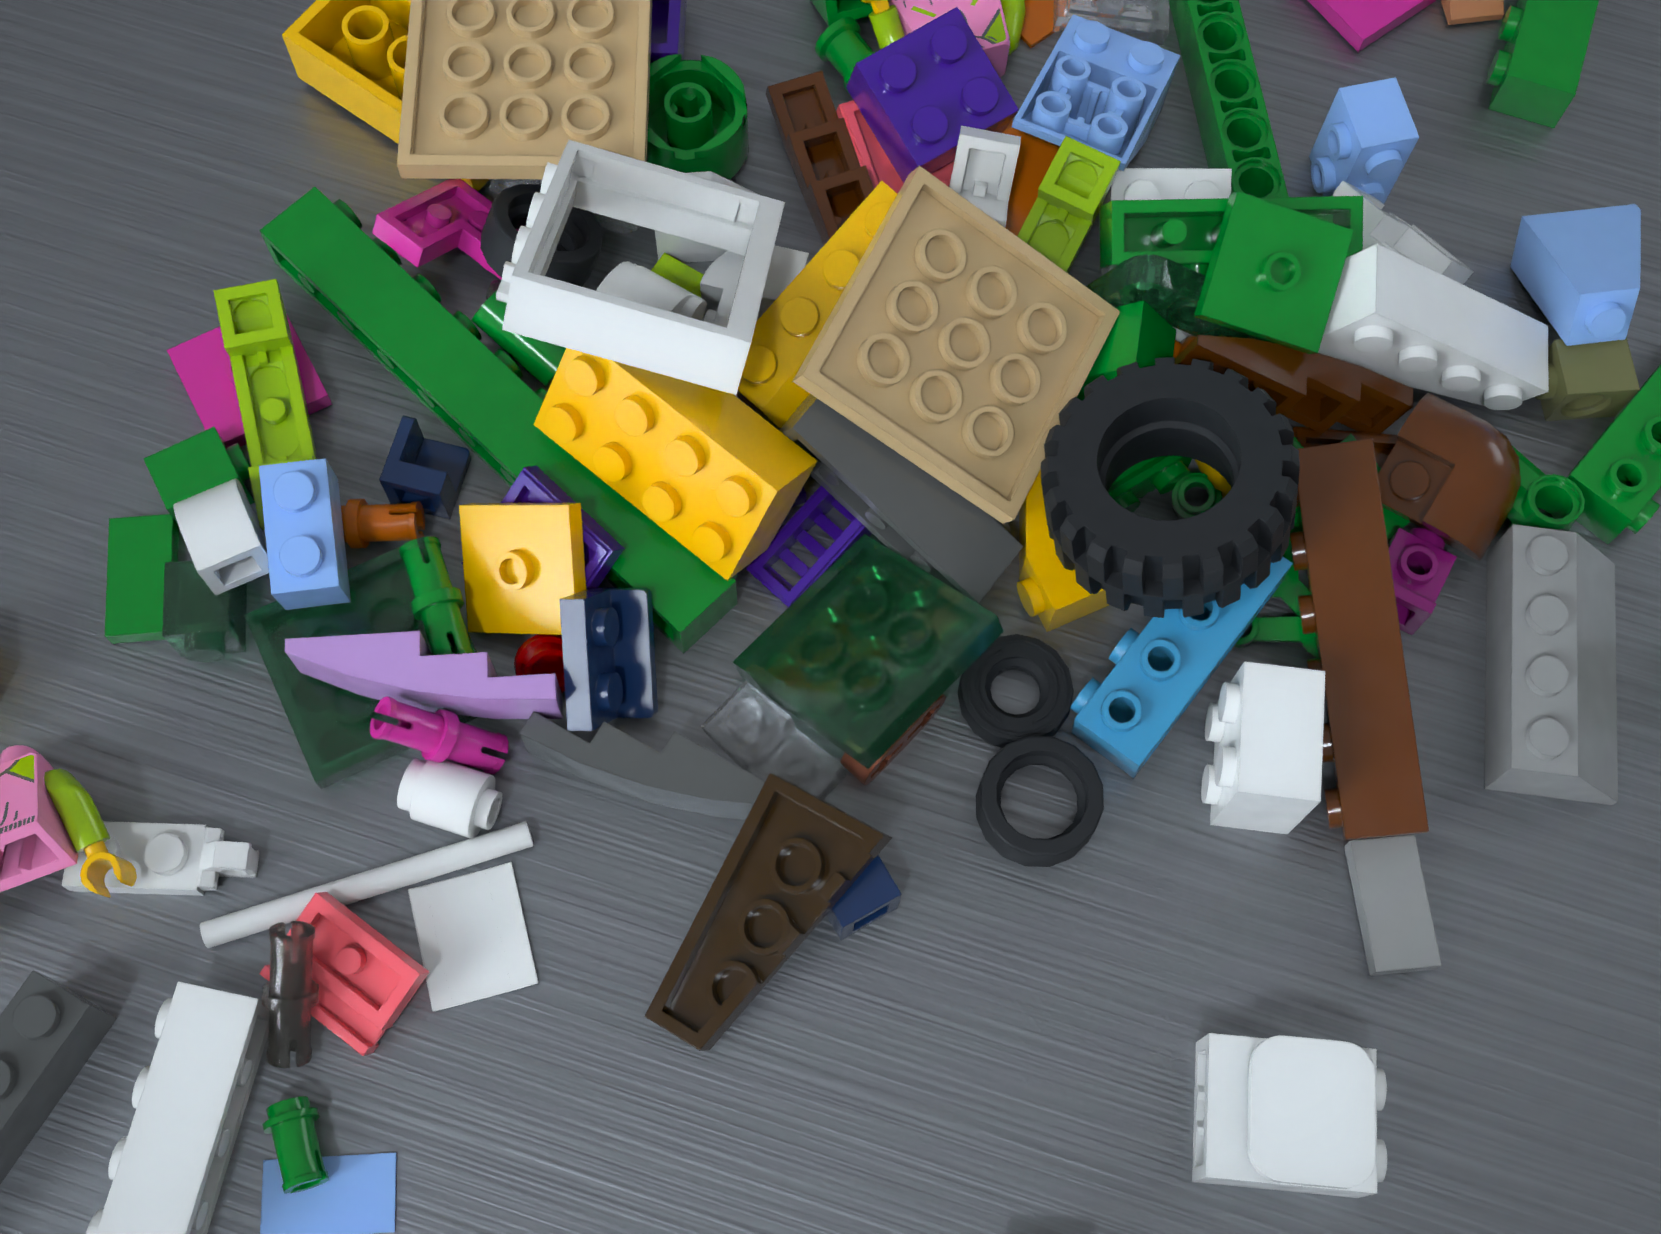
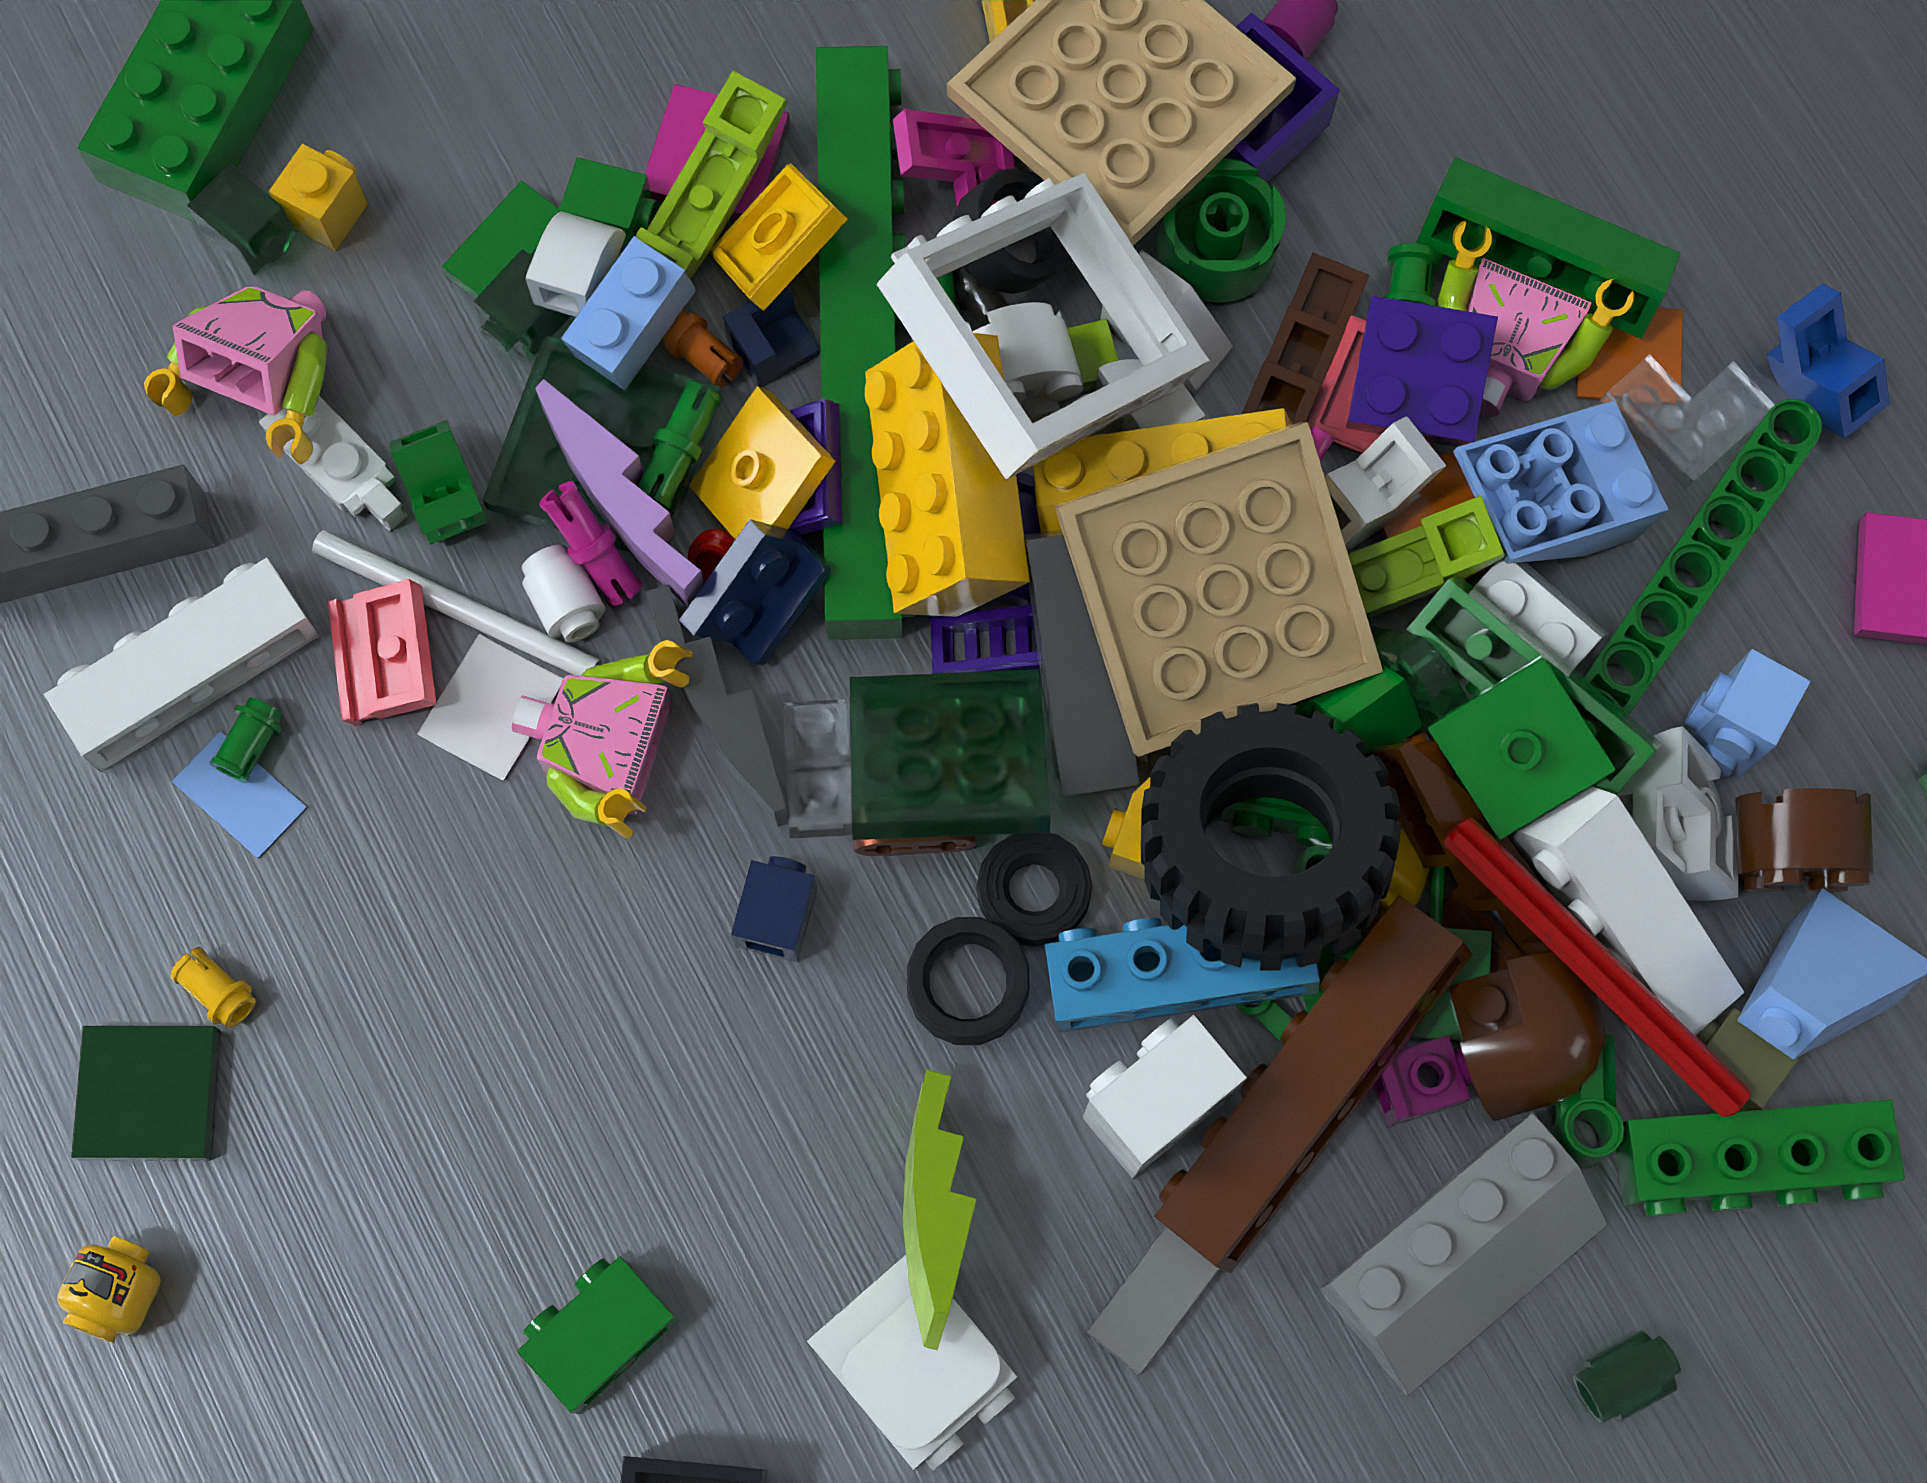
camera: 45 degrees right, 5 degrees up
(265, 799) = (438, 482): none -> green brick
(290, 994) = (330, 633): clear smoke pin -> none
(365, 386) = (777, 236): none -> yellow plate
(591, 871) = (605, 733): none -> torso
(767, 898) = (701, 865): dark brown wing -> none
(1211, 991) = (933, 1216): none -> lime slope
(1456, 383) = (1597, 967): none -> red axle
(1481, 195) = (1806, 837): none -> reddish brown brick

